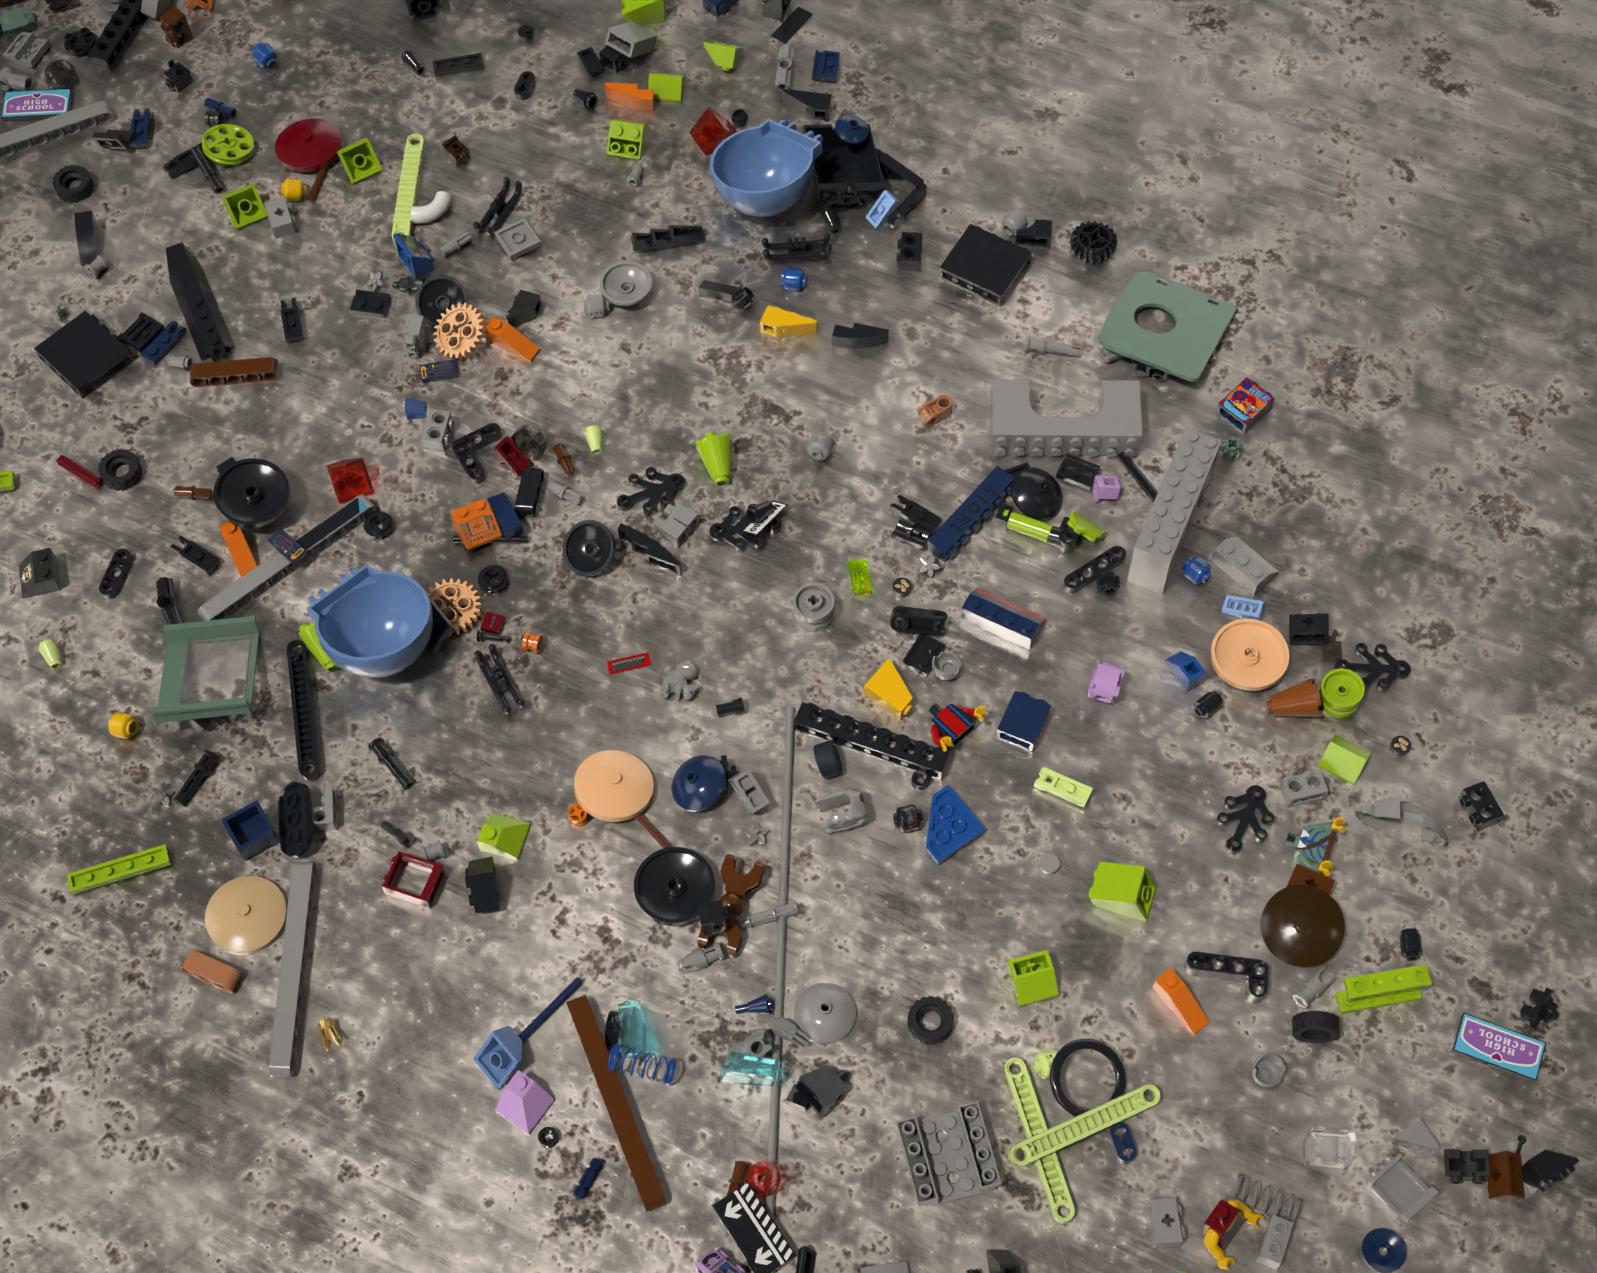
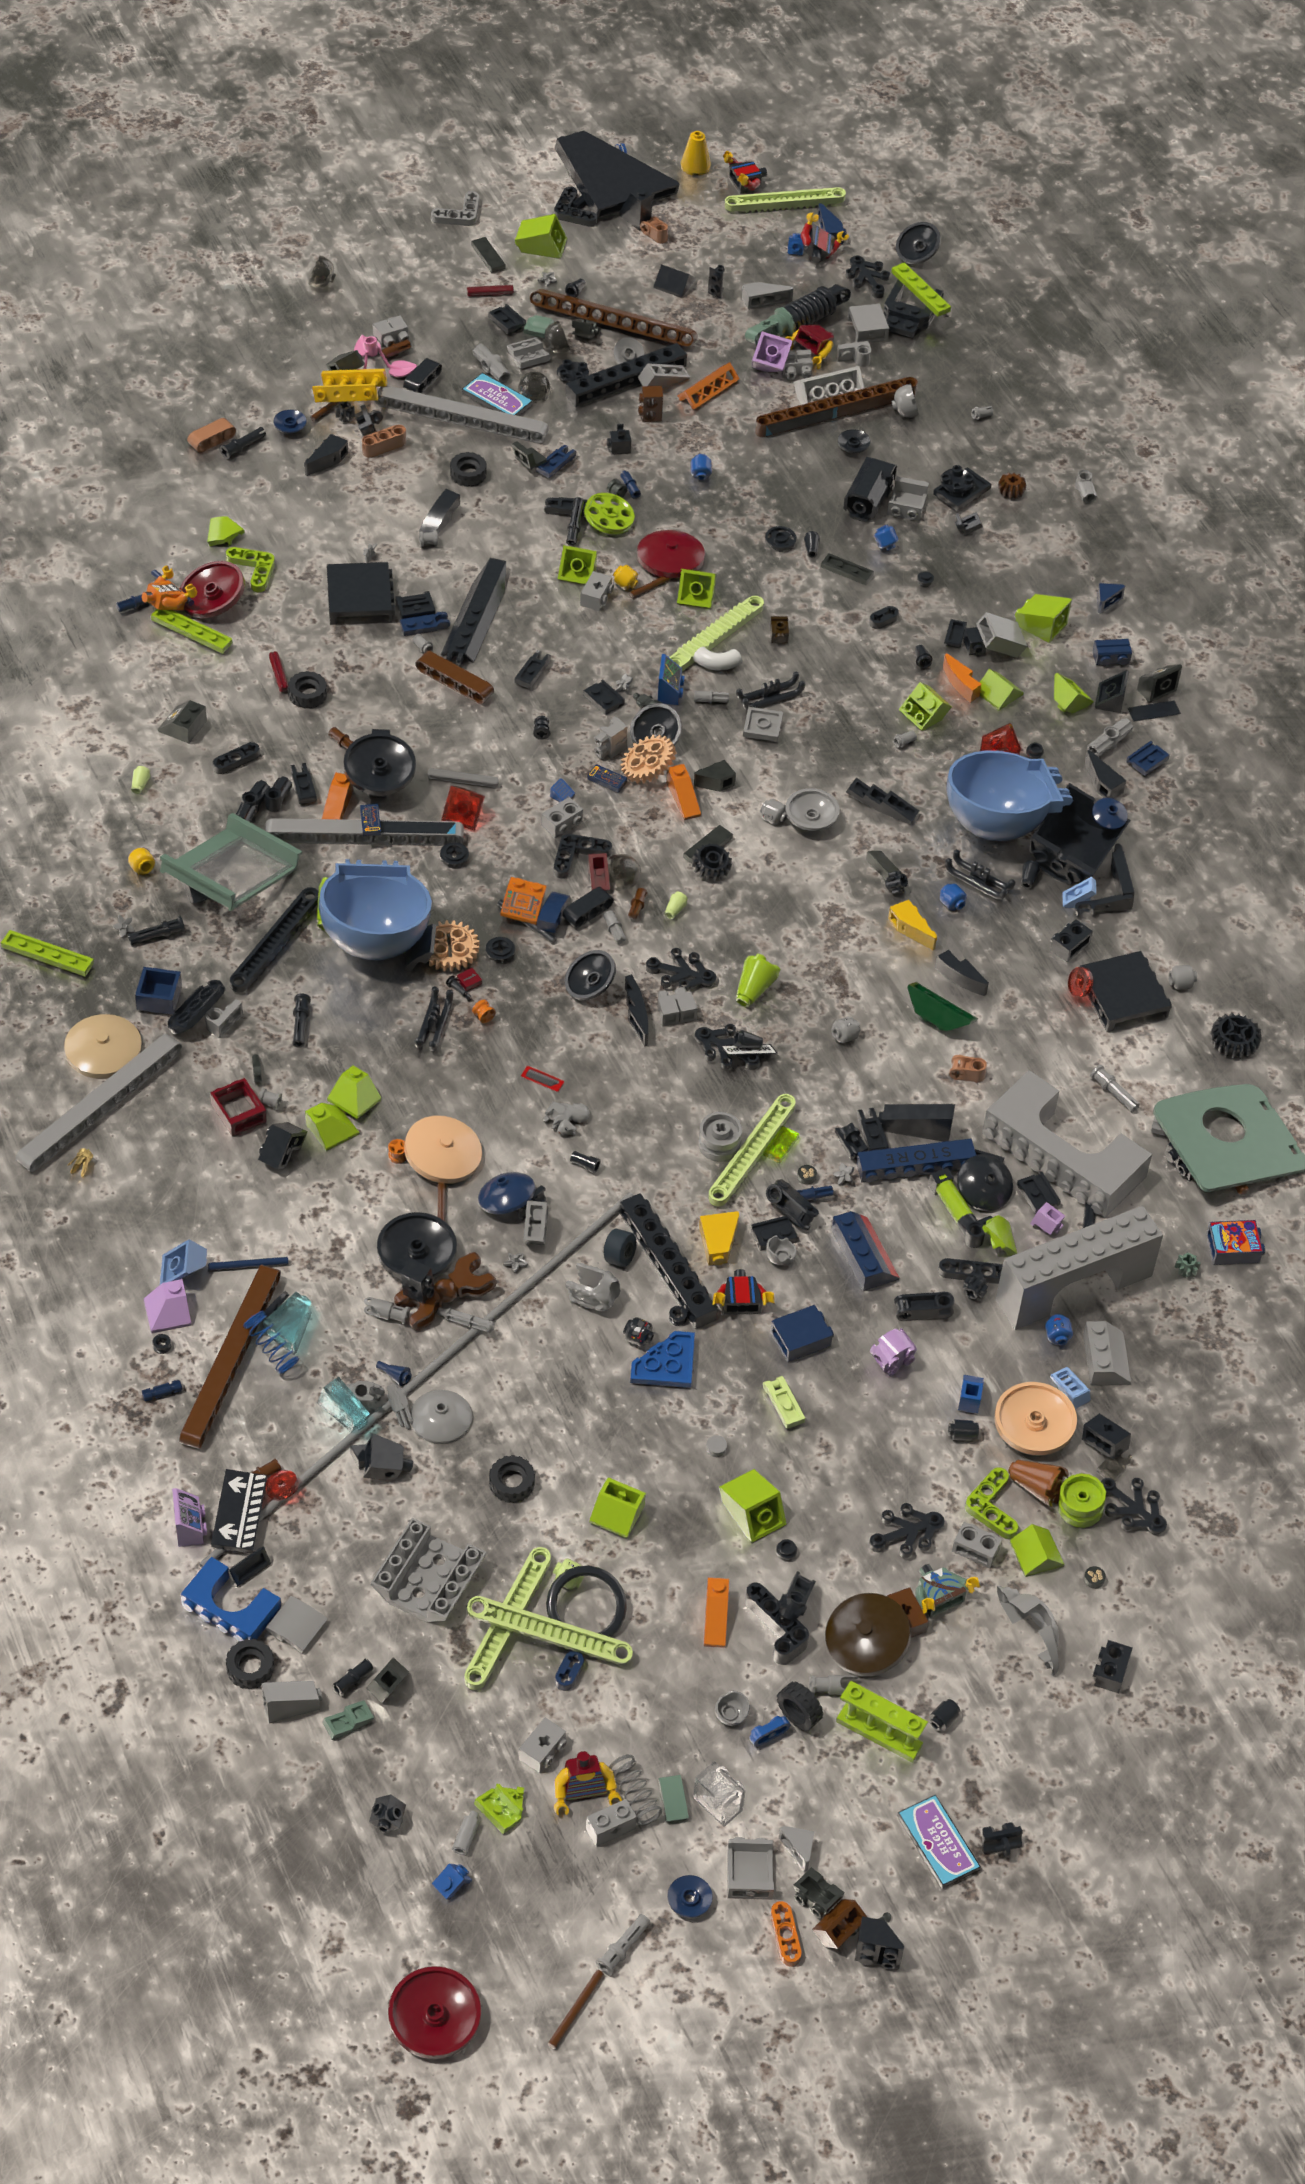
camera: 35 degrees right, 10 degrees down
(42, 22) = (556, 339): none -> clear smoke cylinder
(182, 579) = (276, 794): none -> black piece
(211, 971) = (43, 1063): nougat beam -> none
(322, 454) = (460, 777): none -> light grey axle
(346, 365) = (541, 727): none -> black bush
(383, 74) = (780, 540): none -> black wheel
(466, 18) = (886, 537): none -> blue head
(497, 793) = (354, 1092): none -> lime slope
(570, 371) = (716, 836): none -> pearl dark grey tile
(589, 382) = (712, 861): none -> black gear
(752, 30) = (1112, 693): none -> black slope
(845, 599) = (751, 1150): none -> yellowish green gear
(874, 379) = (937, 1009): none -> dark green wedge
(923, 598) = (813, 1193): none -> dark blue axle
(945, 479) = (918, 1120): none -> black slope
(955, 275) = (1080, 982): none -> clear red piece
(1036, 235) = (1192, 998): black arch -> none
(1088, 626) = (924, 1306): none -> black piece
(1178, 906) = (786, 1549): none -> black plate
(1228, 939) = (794, 1601): none -> black piece
(1273, 750) = (984, 1501): none -> lime beam
(1295, 1179) = (673, 1798): none -> sand green slope
(1305, 1072) = (768, 1732): none -> blue plate
(1489, 1222) = (783, 1943): none -> orange beam

